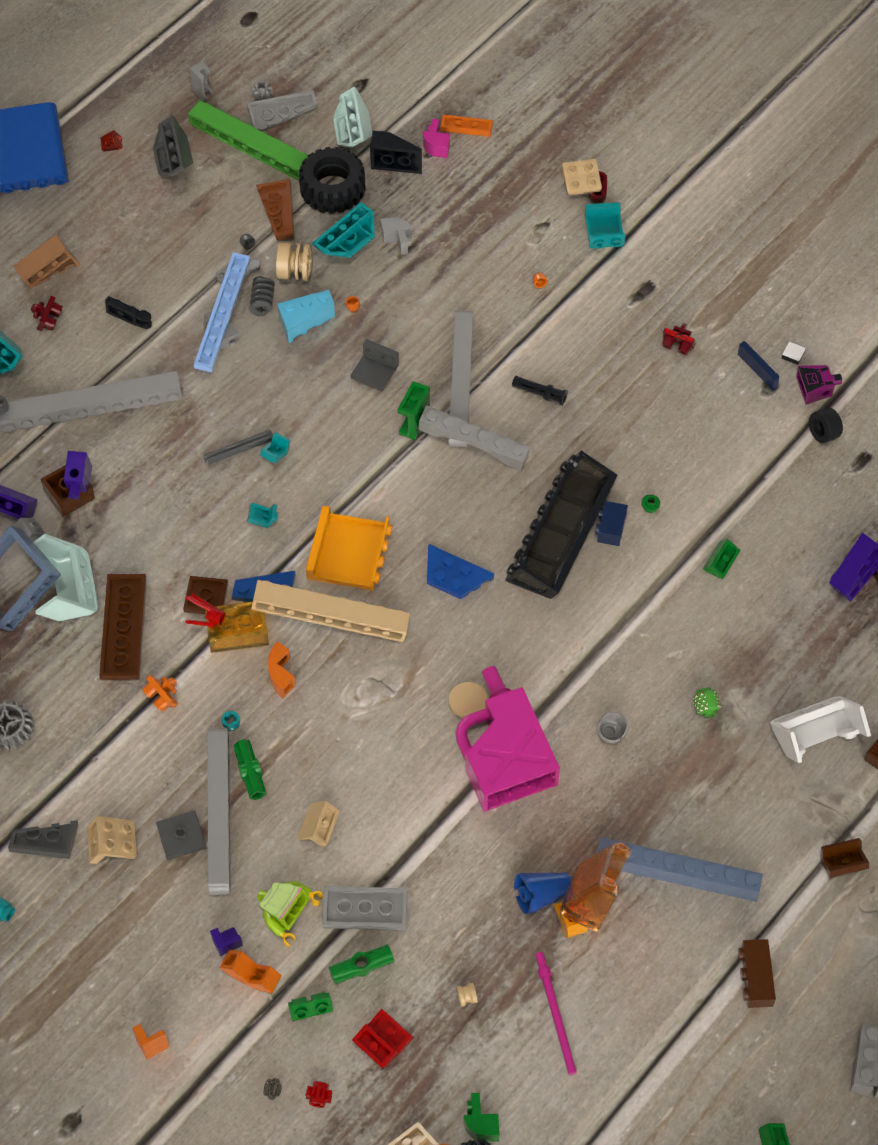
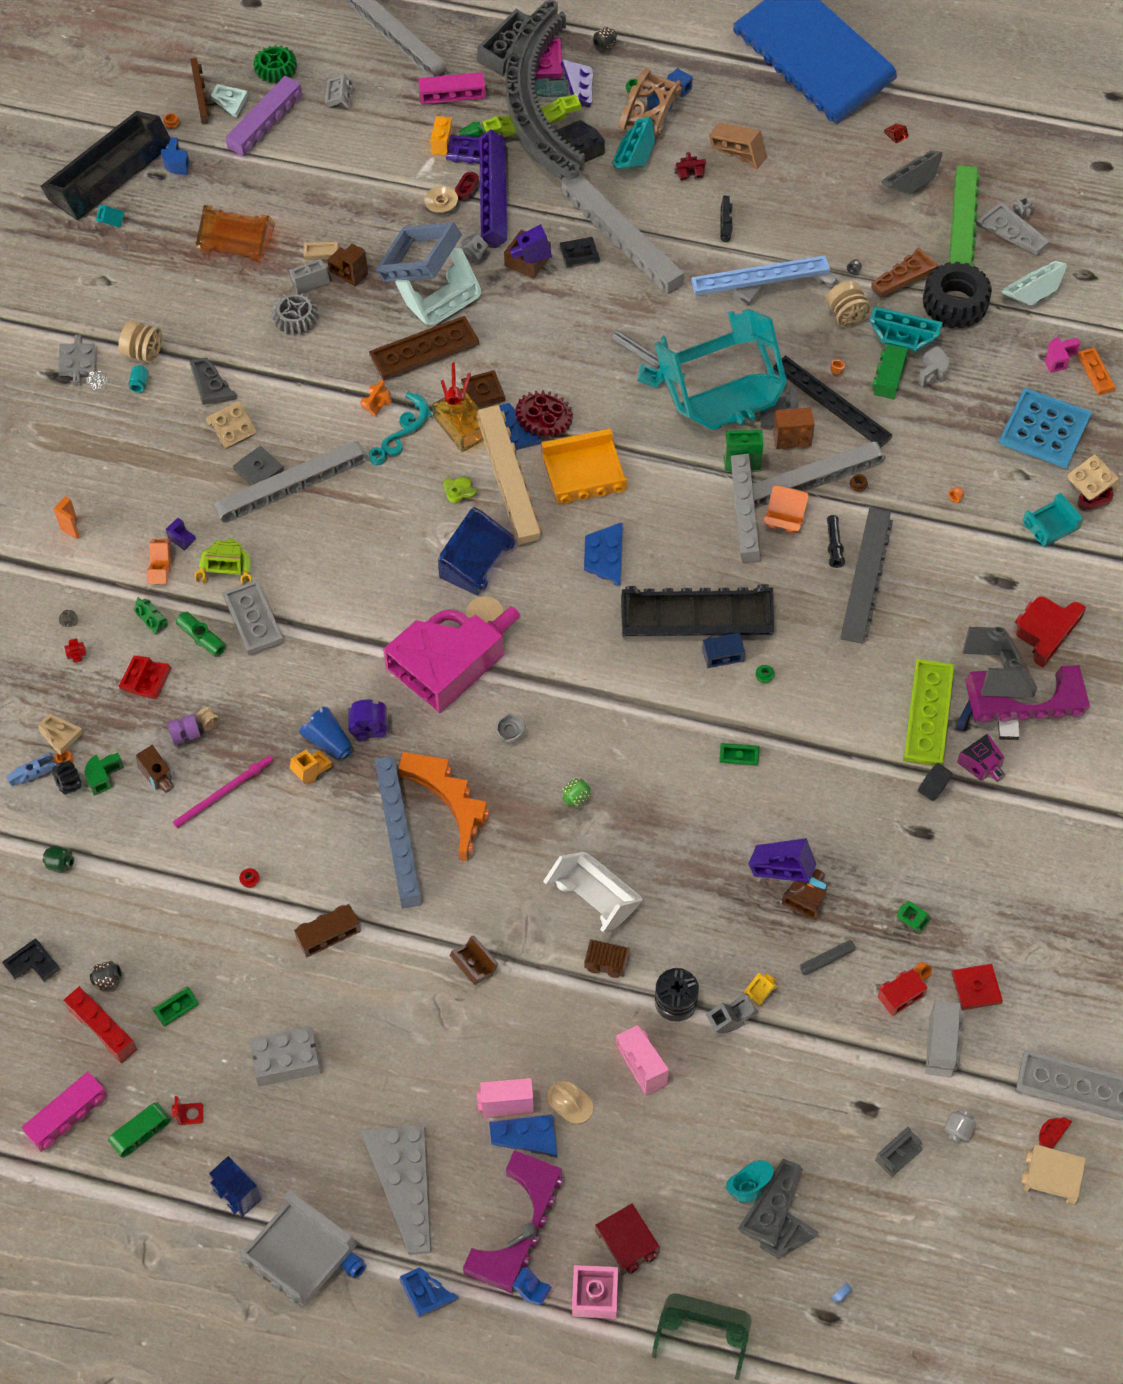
camera: 65 degrees right, 0 degrees up
(84, 441) = (579, 251): none -> black plate
(200, 81) = (999, 158): light grey hinge -> none
(202, 657) = (409, 427): none -> teal plant
(249, 769) = (337, 486): green piece -> none
(261, 296) = (801, 298): dark grey piece -> none
(262, 515) = (581, 393): teal bracket -> none
(269, 555) = (544, 414): none -> dark red gear
(281, 679) = (446, 461): orange brick -> none
(305, 312) = (803, 336): medium azure wedge -> none
(311, 664) = (459, 489): none -> lime plate
(319, 823) = (313, 555): tan panel -> none
(342, 388) = (737, 398): none -> teal windscreen
(382, 266) = (889, 371): none -> green brick
(385, 325) = (834, 402): none -> black tile
(394, 154) = (1014, 323): black slope -> none
(400, 677) = (473, 551): none -> clear blue windscreen
(407, 363) = (793, 428): none -> dark orange brick
(470, 1018) = (183, 729): none -> medium lavender wheel
(487, 340) = (858, 479): none -> reddish brown plate
(490, 409) = (786, 508): none -> orange bracket
(506, 1065) = (154, 769): none -> reddish brown torso
(507, 177) = (1040, 418): none -> dark azure piece
(546, 845) = (367, 719): none -> dark purple brick
(590, 382) = (865, 576): none -> dark grey brick
(594, 886) = (360, 766): clear orange windscreen -> none
(658, 805) = (436, 776): none -> orange arch
(666, 1030) = (249, 883): none -> red plate
(672, 336) = (958, 620): dark red hips -> none
(710, 279) = (1047, 626): none -> red brick
(740, 314) = (1015, 677): none -> dark grey windscreen
(751, 400) = (928, 712): none -> lime plate
(774, 348) = (1068, 700): none -> magenta arch

